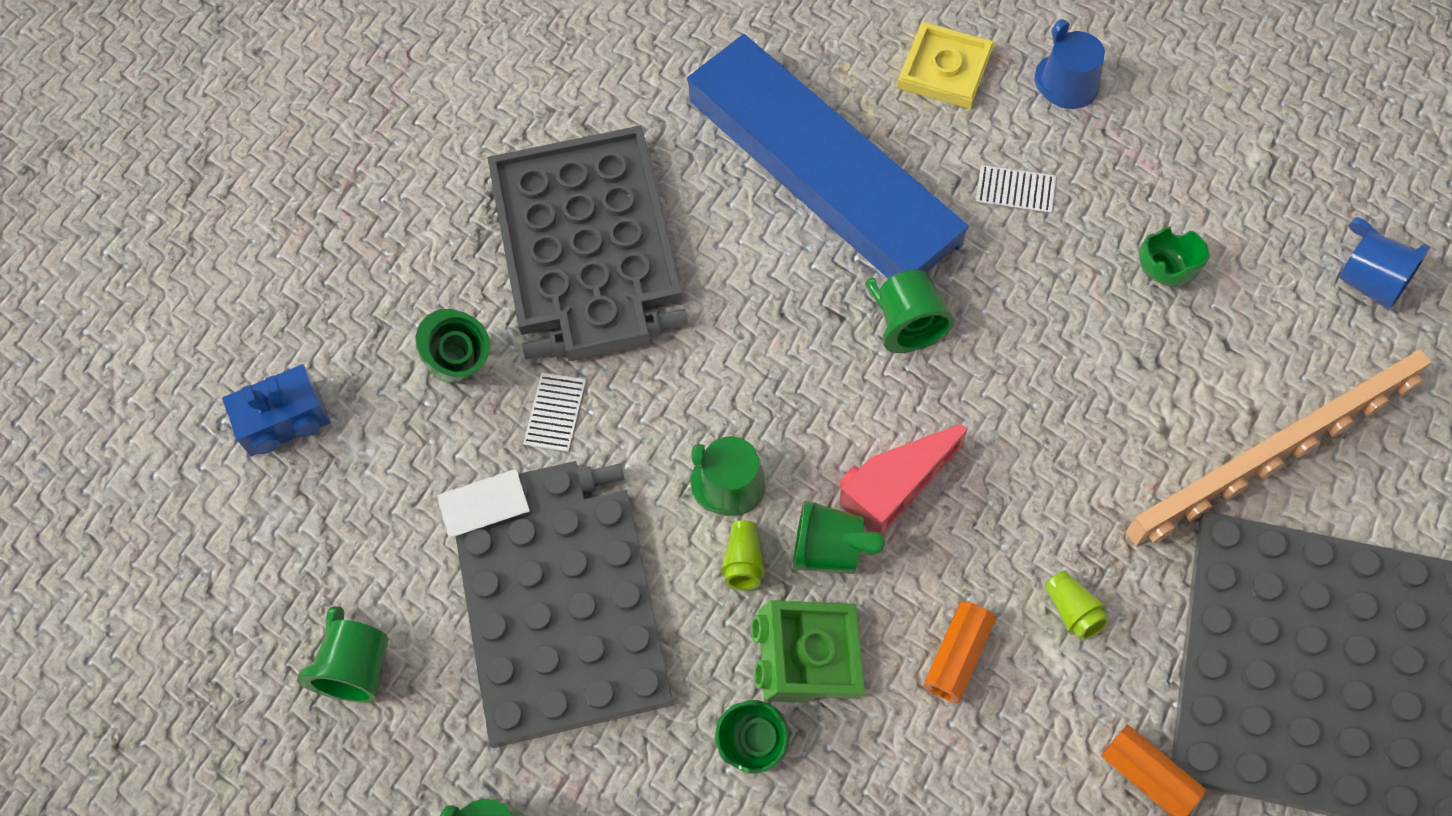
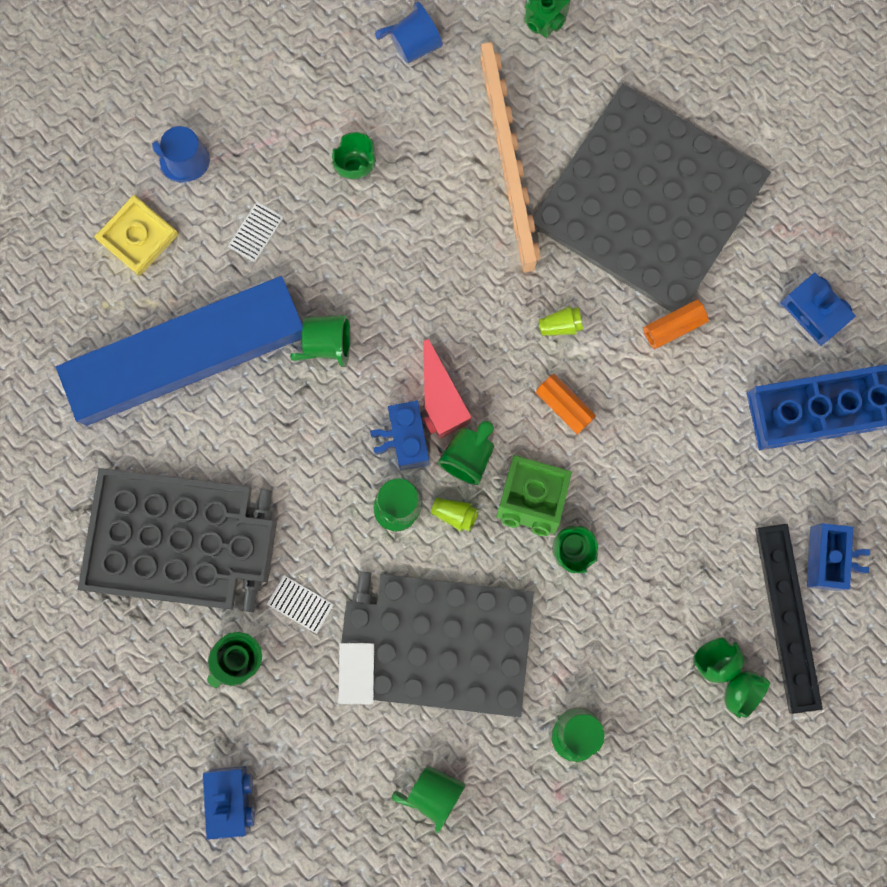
camera: 75 degrees left, 15 degrees up
(823, 454) = (406, 434): none -> blue brick

